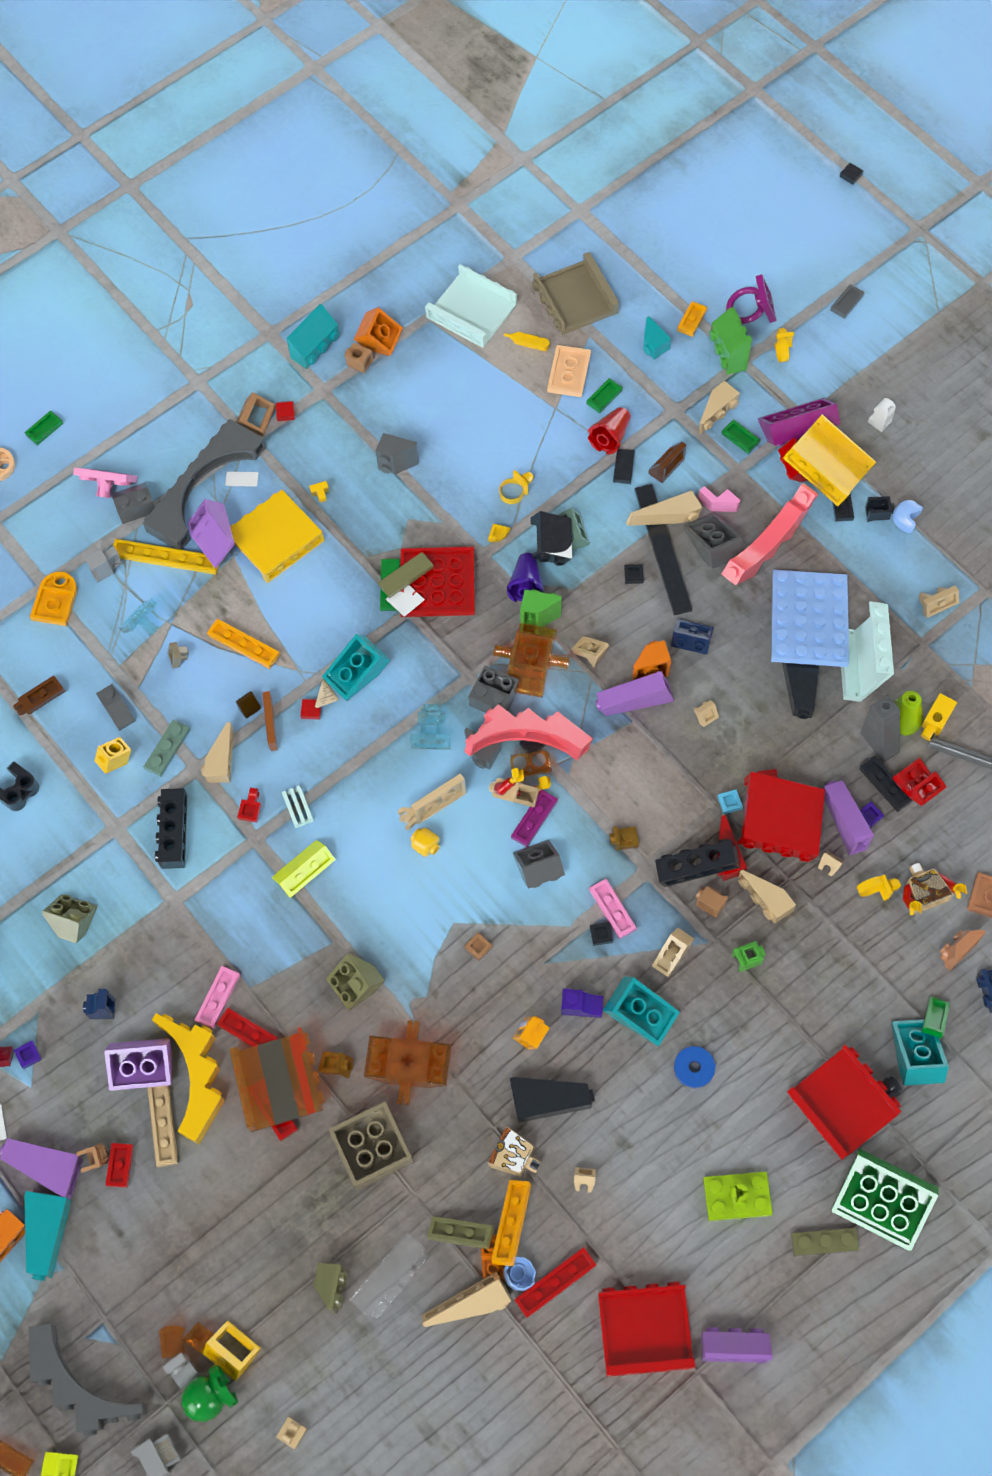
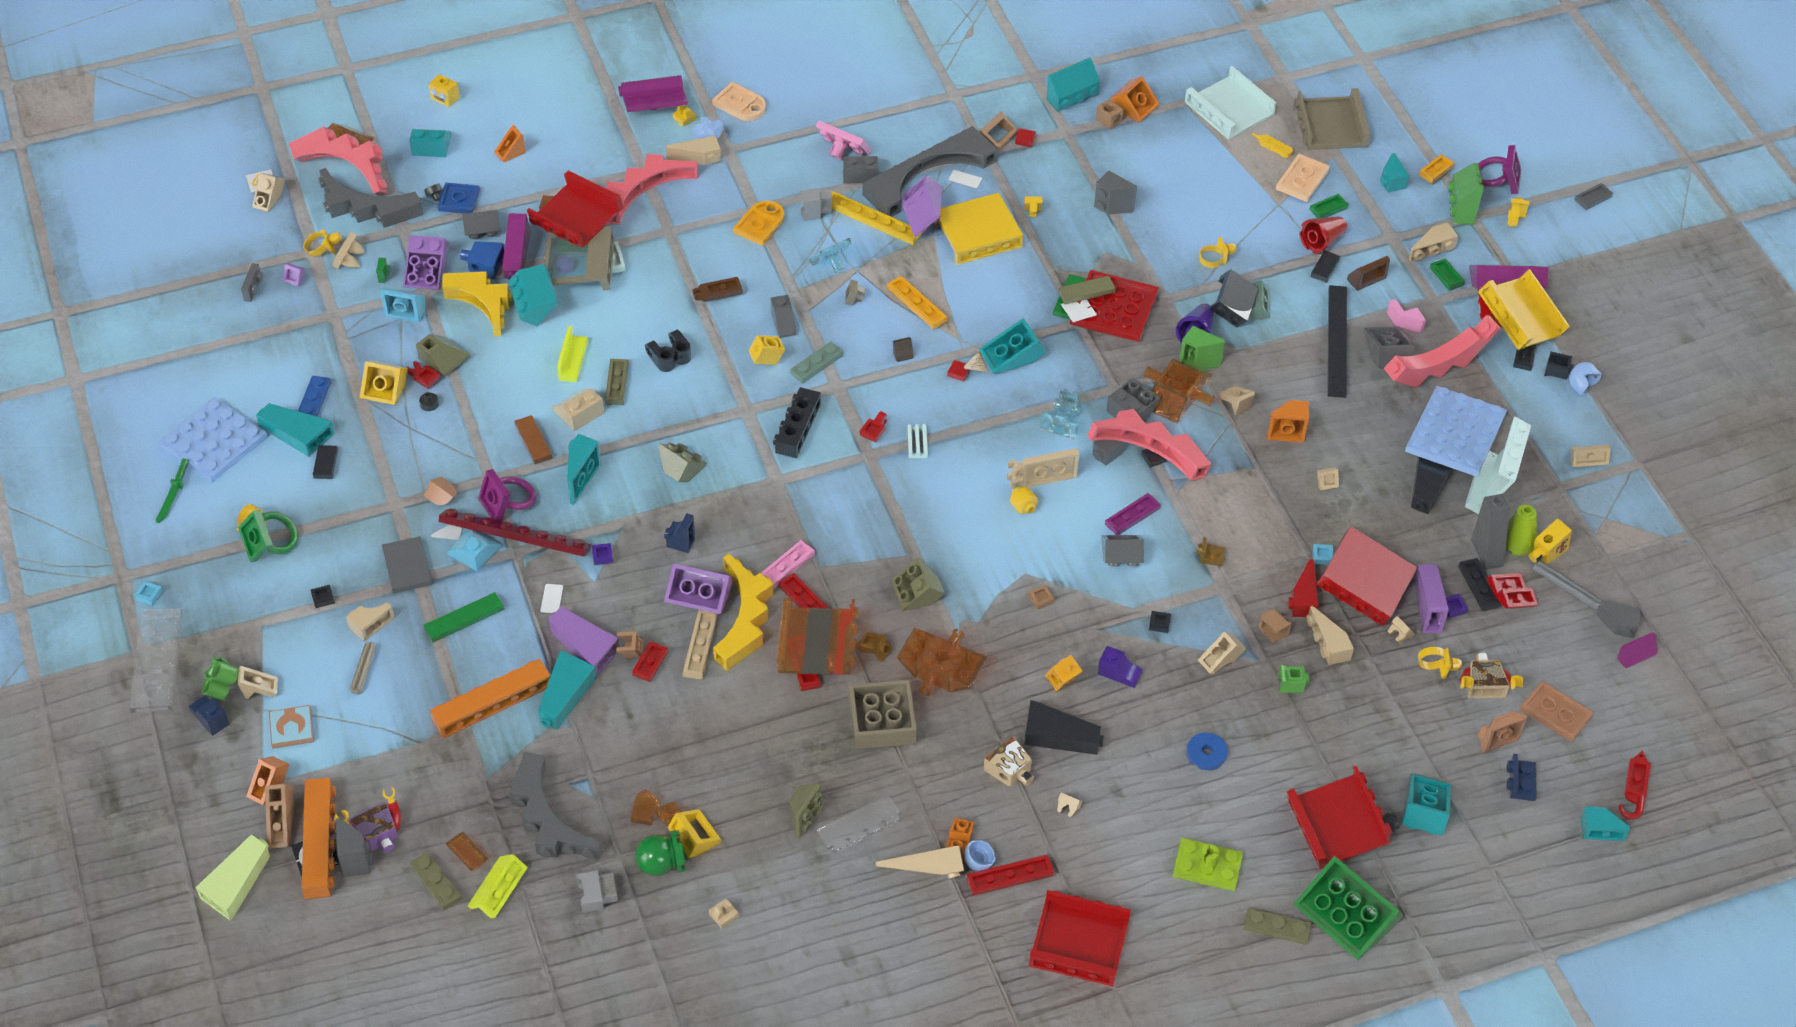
camera: 15 degrees right, 15 degrees down
(43, 428) = (801, 91): green tile -> none
(181, 1370) = (643, 823): light grey plate -> none
(219, 758) = (861, 381): tan slope -> none
(270, 721) = (918, 367): dark orange tile -> none
(303, 868) = (905, 489): neon yellow panel -> none
(460, 1232) = (938, 806): olive plate -> none
(498, 533) = (1186, 285): yellow tile -> none
(511, 1223) = (987, 812): light orange plate -> none
(518, 792) = (1123, 483): torso -> none
(529, 765) = (1151, 459): clear orange piece -> none
(612, 908) = (1178, 605): bright pink tile -> none
(634, 574) = (1301, 352): black tile -> none
(635, 695) = (1266, 443): medium lavender slope -> none
(641, 1010) = (1174, 690): teal slope -> none
(670, 511) = (1352, 309): tan slope -> none
(692, 636) = (1337, 416): dark blue bracket -> none
(727, 861) = (1272, 587): black brick -> none
(736, 1346) = (1158, 977): medium lavender slope -> none
(851, 173) = (1637, 96): black tile -> none
(882, 414) = (1592, 290): white leg -> none
(935, 1017) = (1454, 780): green tile -> none

